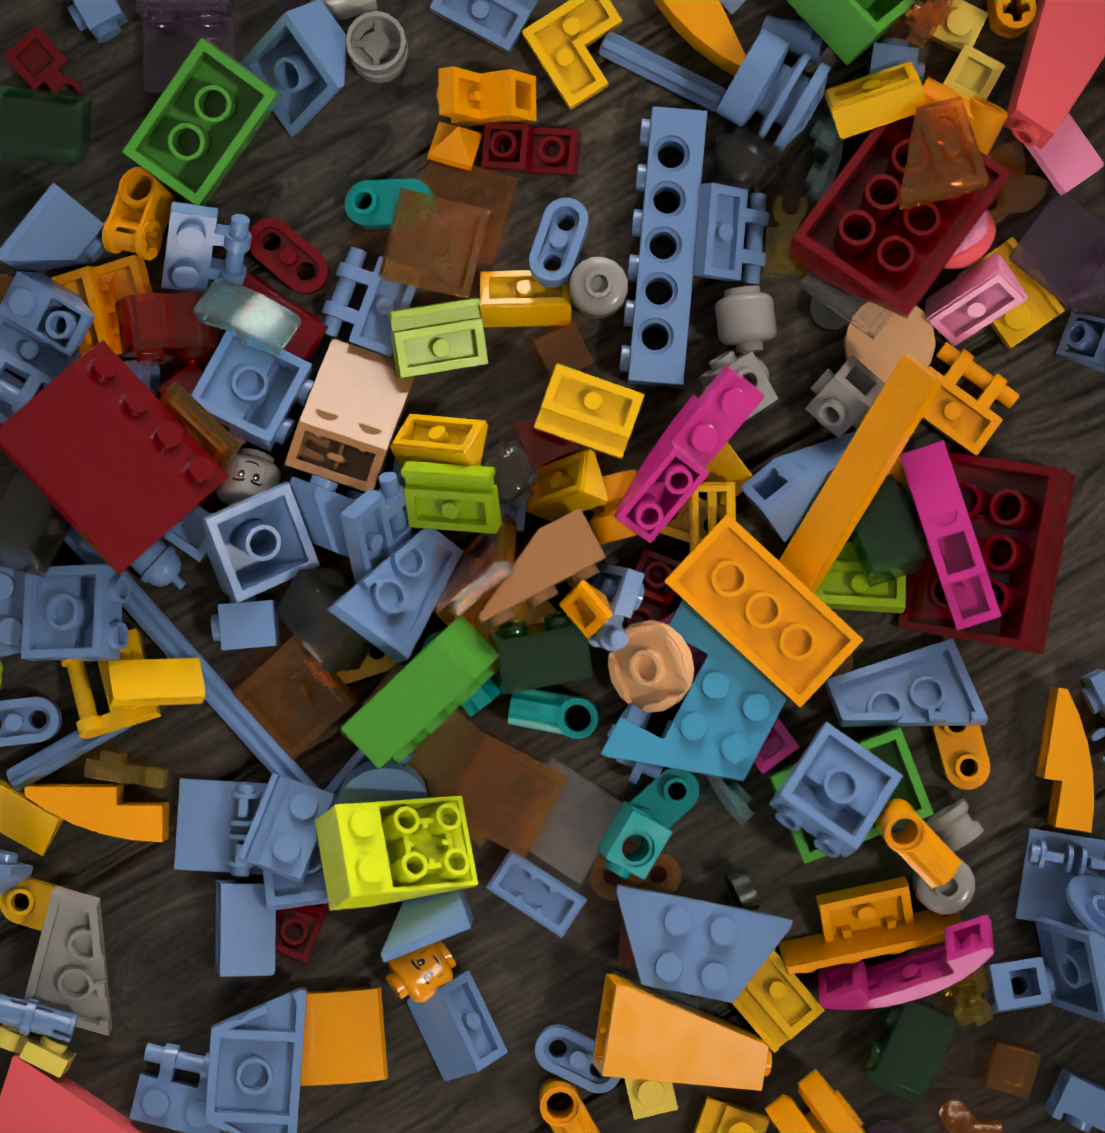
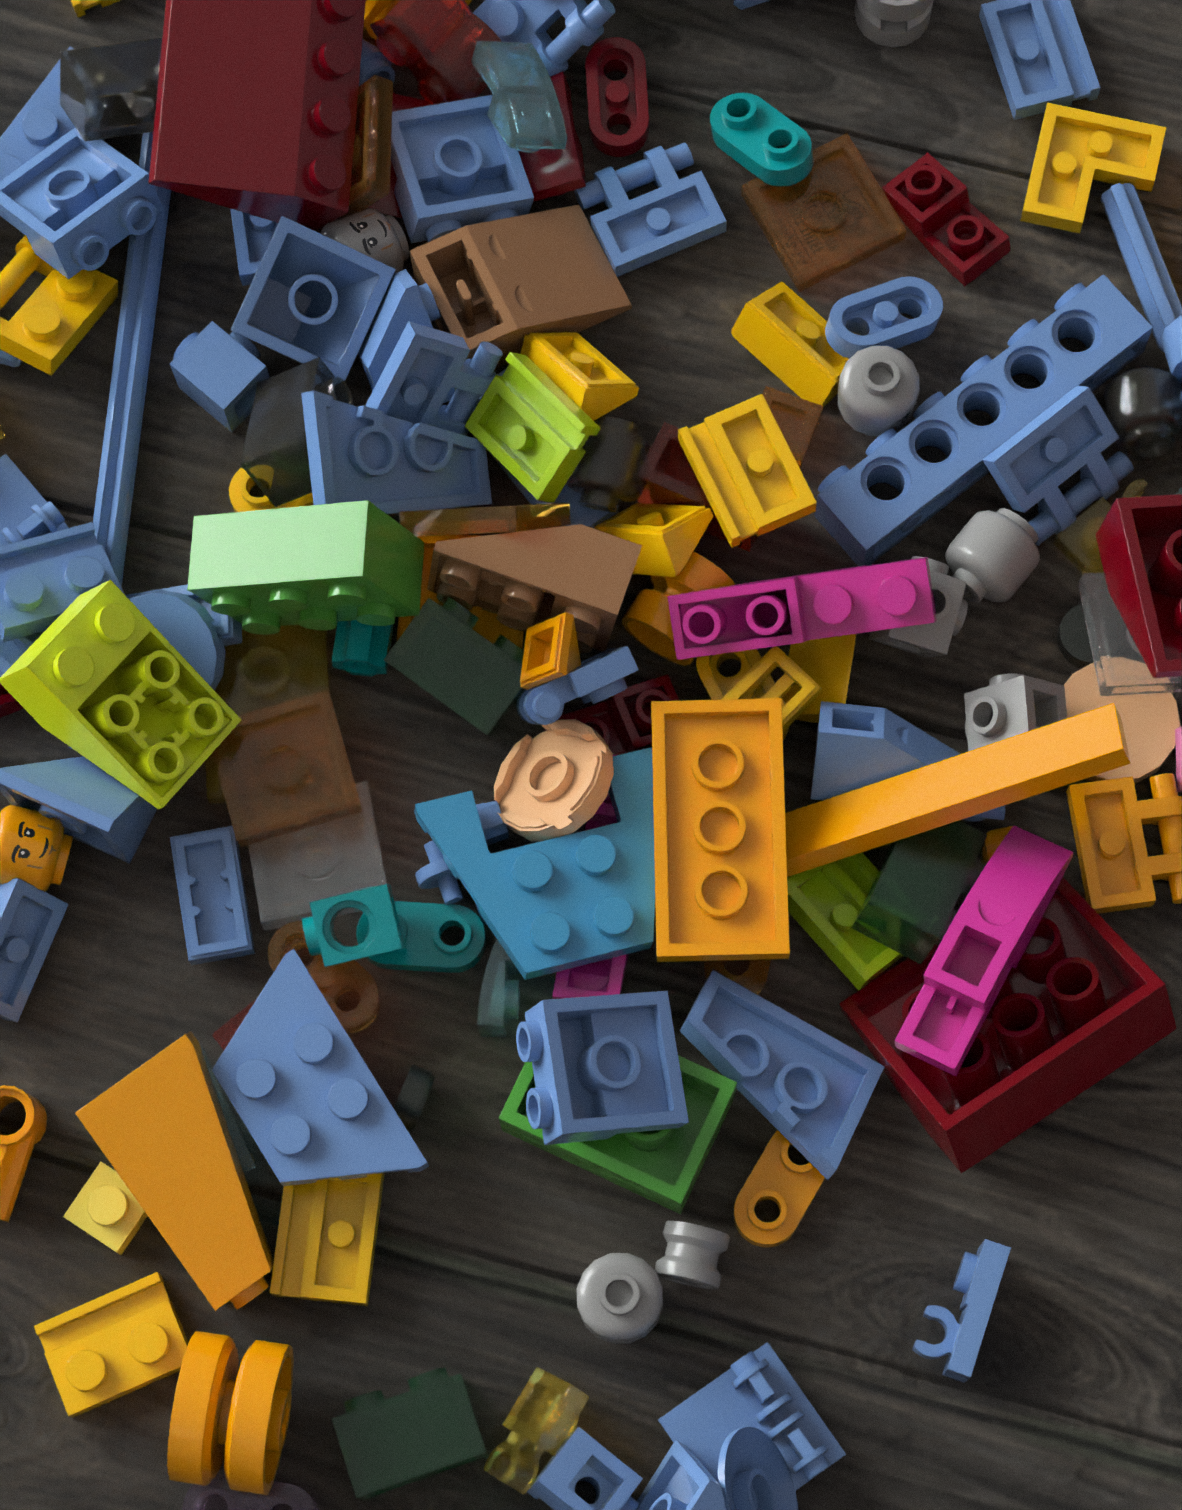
camera: 55 degrees right, 15 degrees down
(155, 682) = (76, 330): yellow slope -> none
(160, 566) = (200, 237): medium blue piece -> none
(295, 697) = (183, 474): clear orange tile -> none
(434, 243) = (764, 201): clear orange tile -> none
(437, 337) = (677, 291): lime plate -> none
(454, 146) = (877, 146): light orange slope -> none
(486, 97) = (948, 125): light orange brick -> none
(548, 711) = (413, 737): teal piece -> none
(575, 1061) = (64, 1097): medium blue plate -> none
(864, 925) = (501, 1260): light orange bracket -> none
(909, 976) = (425, 1317): dark pink slope -> none
(917, 843) = (630, 1213): light orange piece -> none
(1067, 762) = (871, 1312): light orange slope -> none

